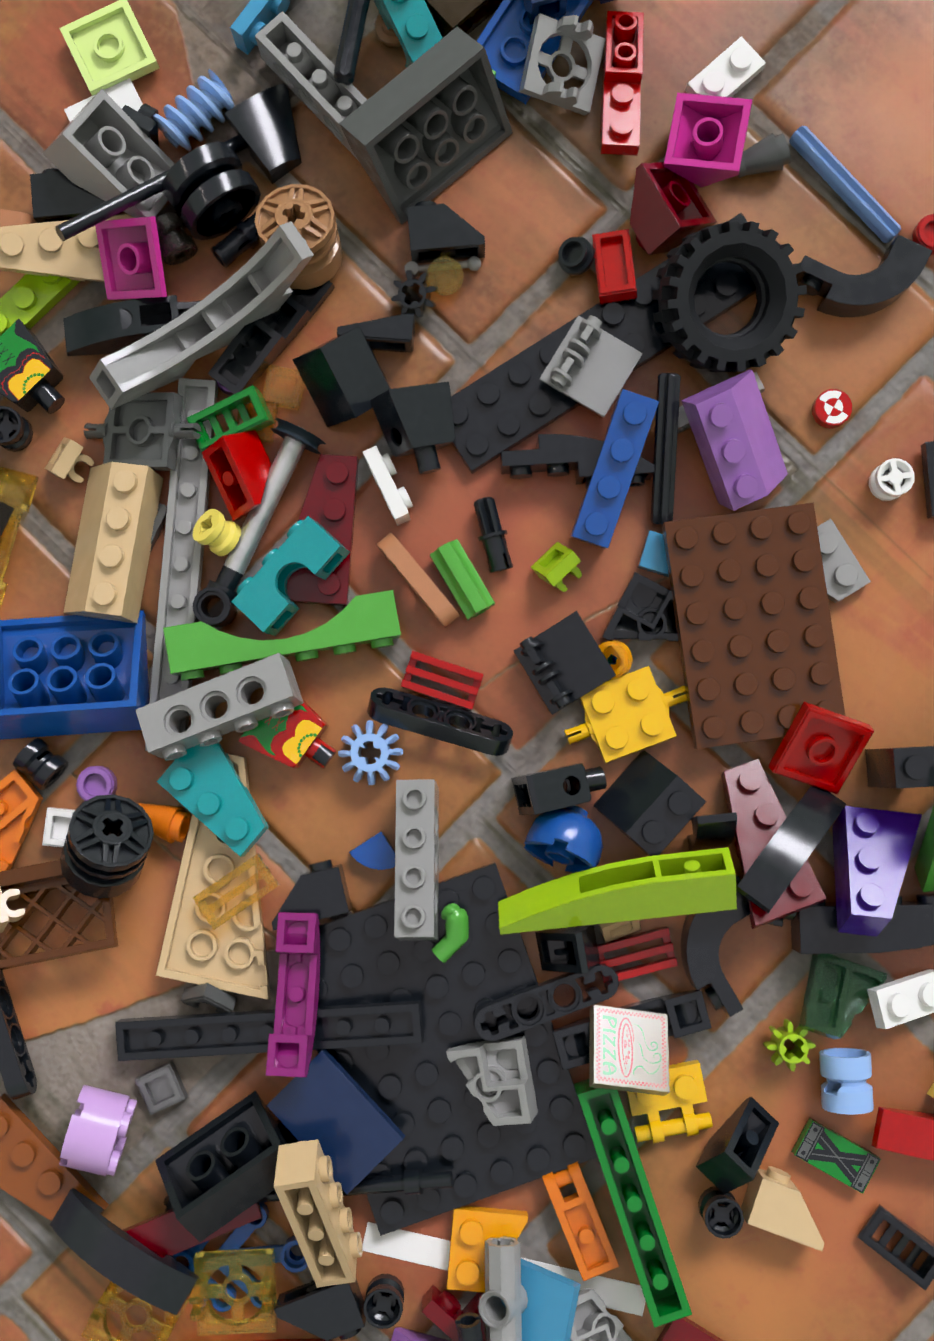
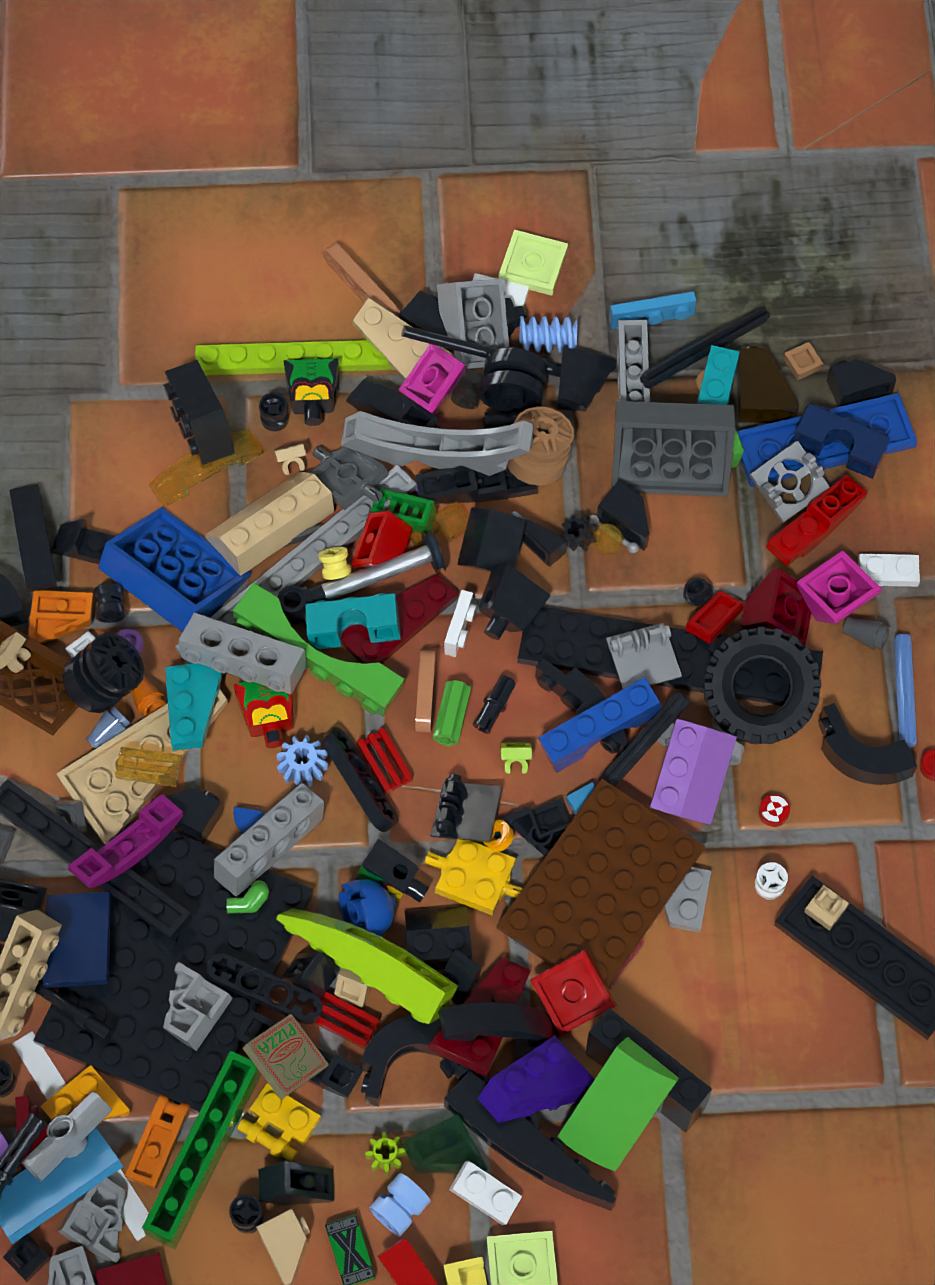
camera: 40 degrees right, 20 degrees down
(160, 883) = (107, 727): none -> sand blue cone

